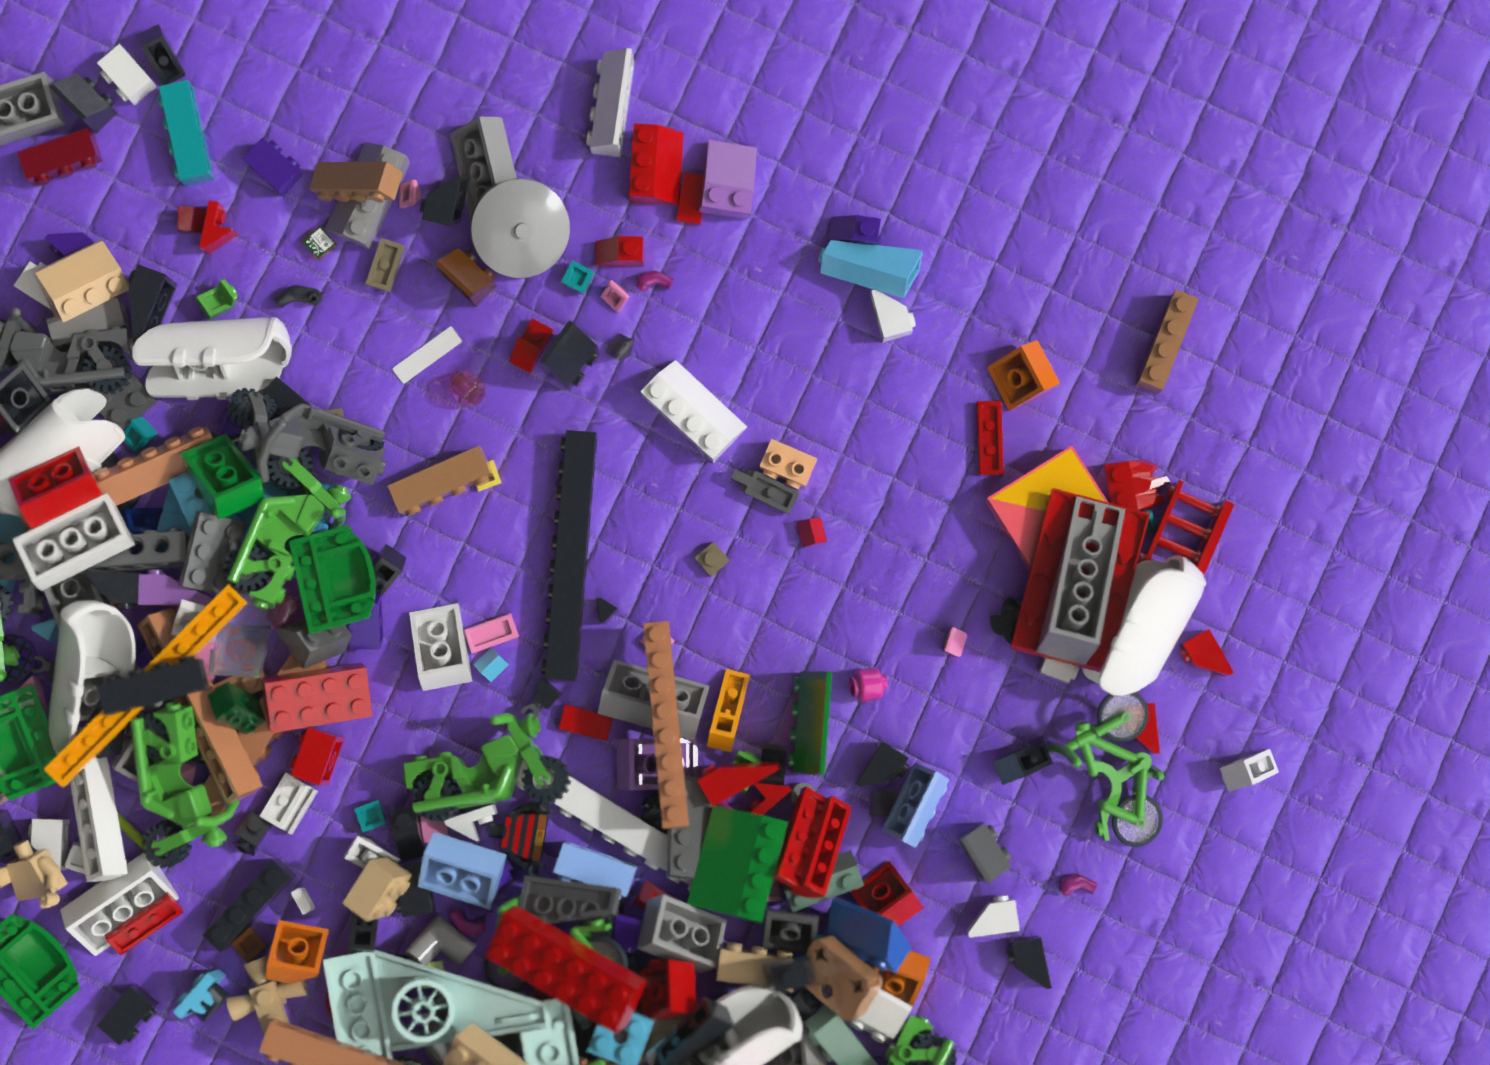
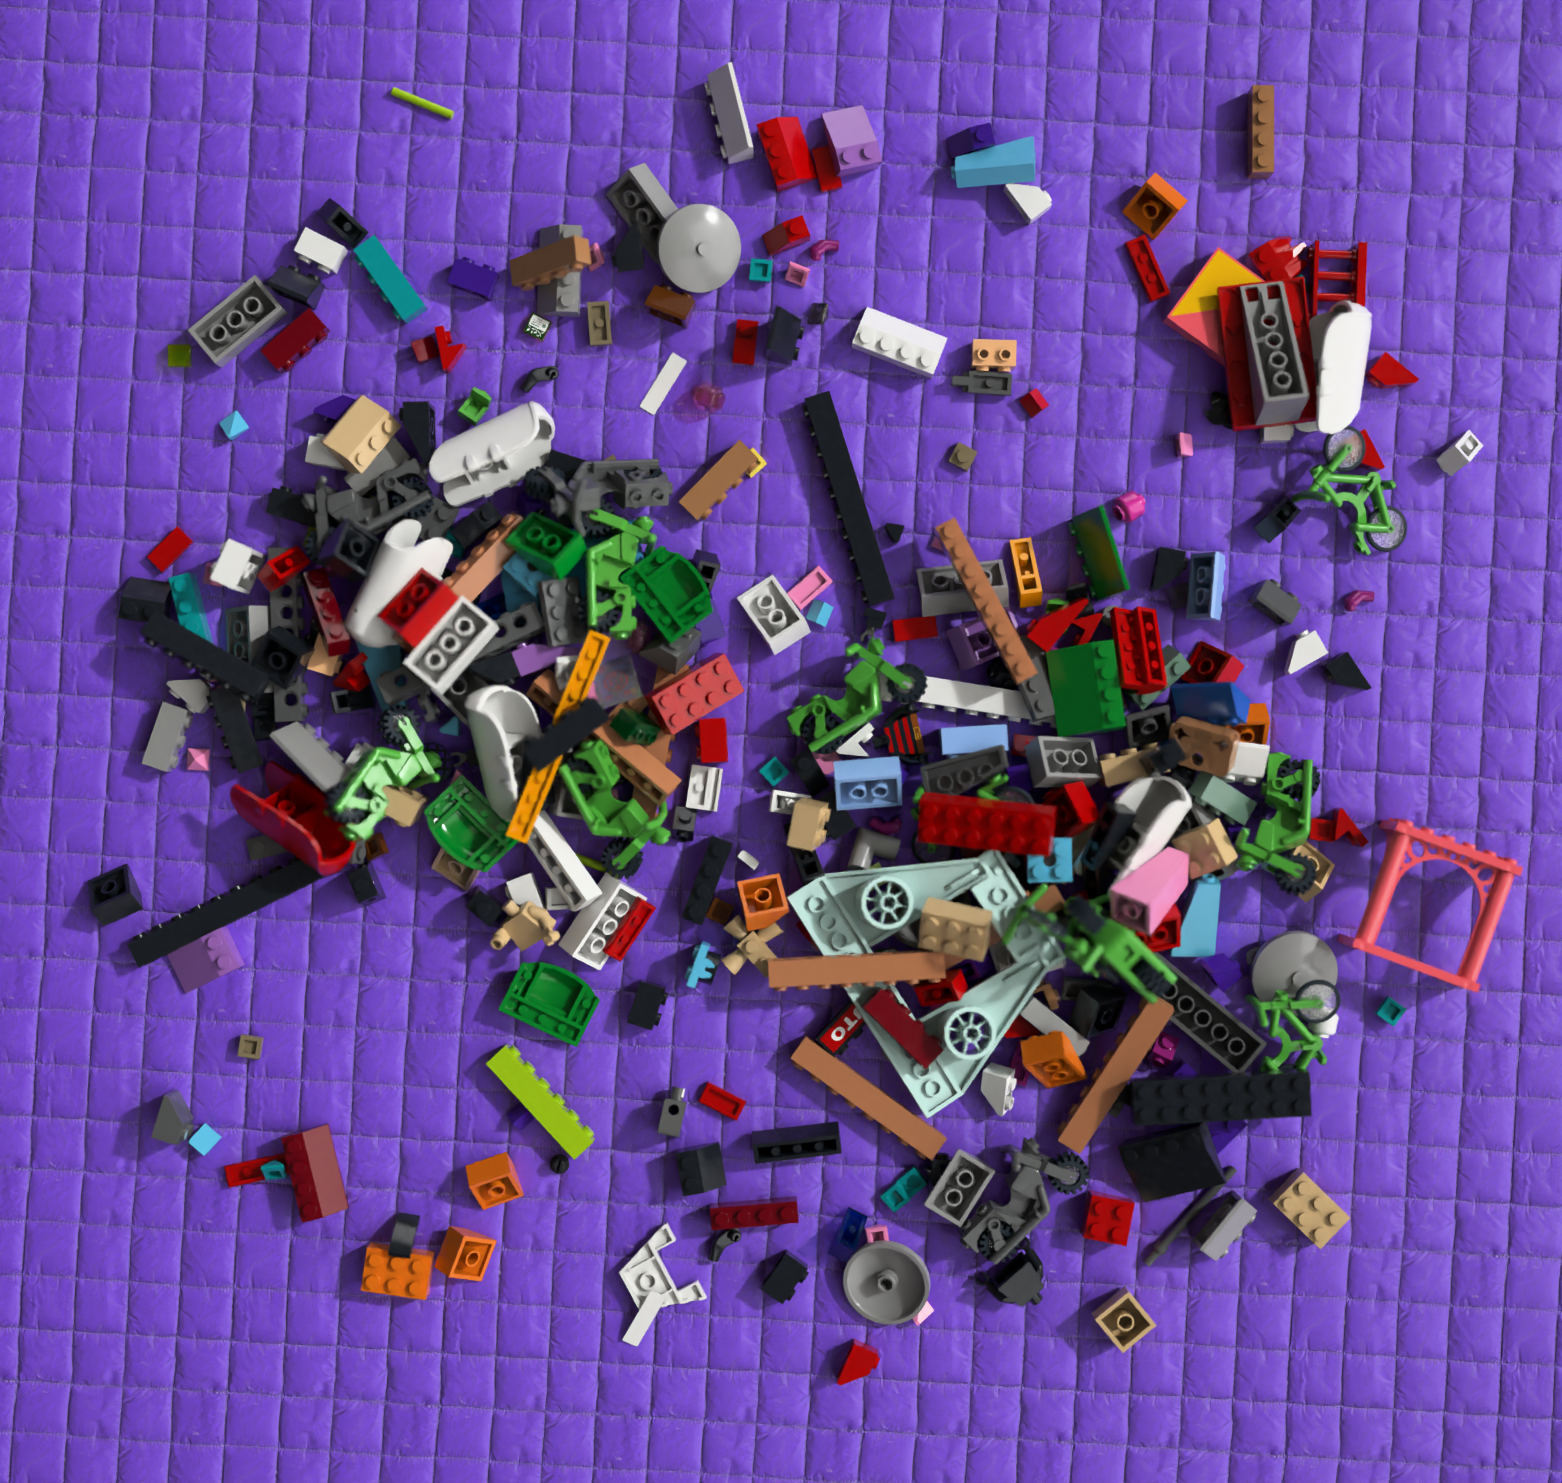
camera: 25 degrees left, 5 degrees up
(164, 425) = (477, 525): none -> black slope

